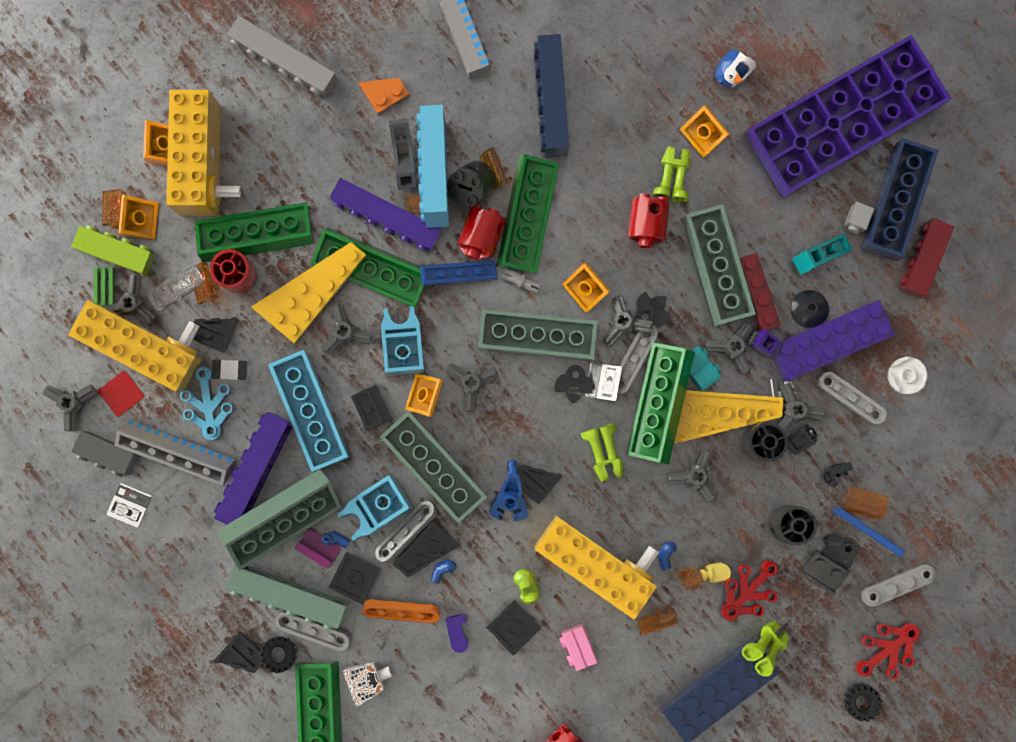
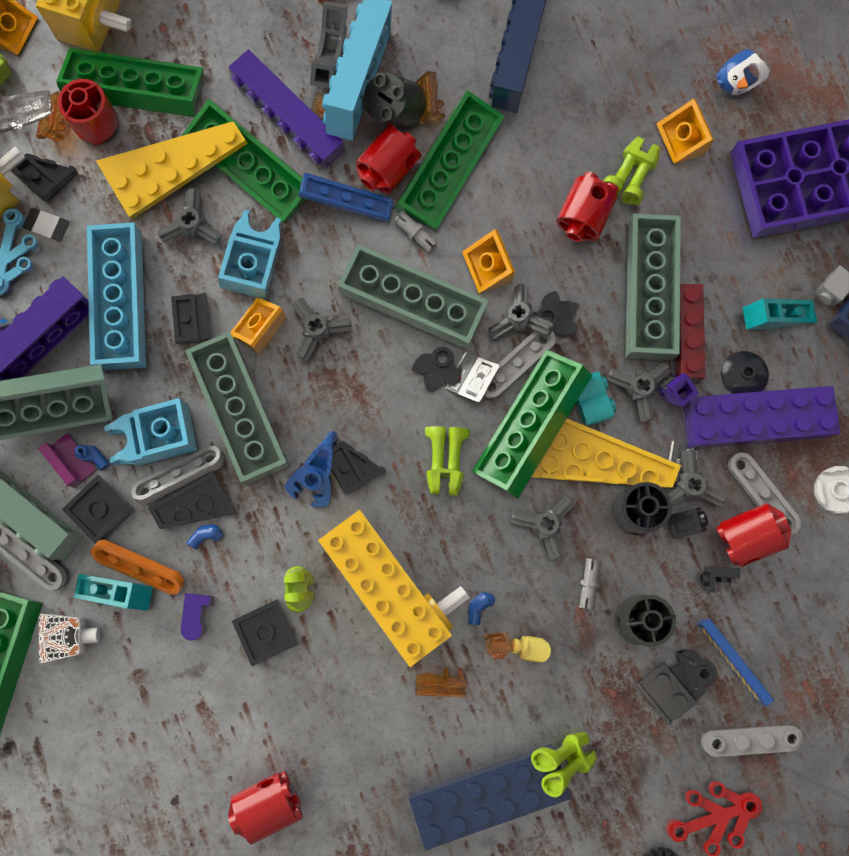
camera: 15 degrees right, 5 degrees down
(389, 636) = (113, 592): none -> teal slope
(579, 647) = (335, 683): bright pink brick -> none
(743, 509) = (590, 583): none -> light grey pin
(748, 593) = (562, 686): red plant -> none
(854, 433) = (755, 534): none -> red cylinder
(865, 503) = (742, 626): clear orange hinge -> none

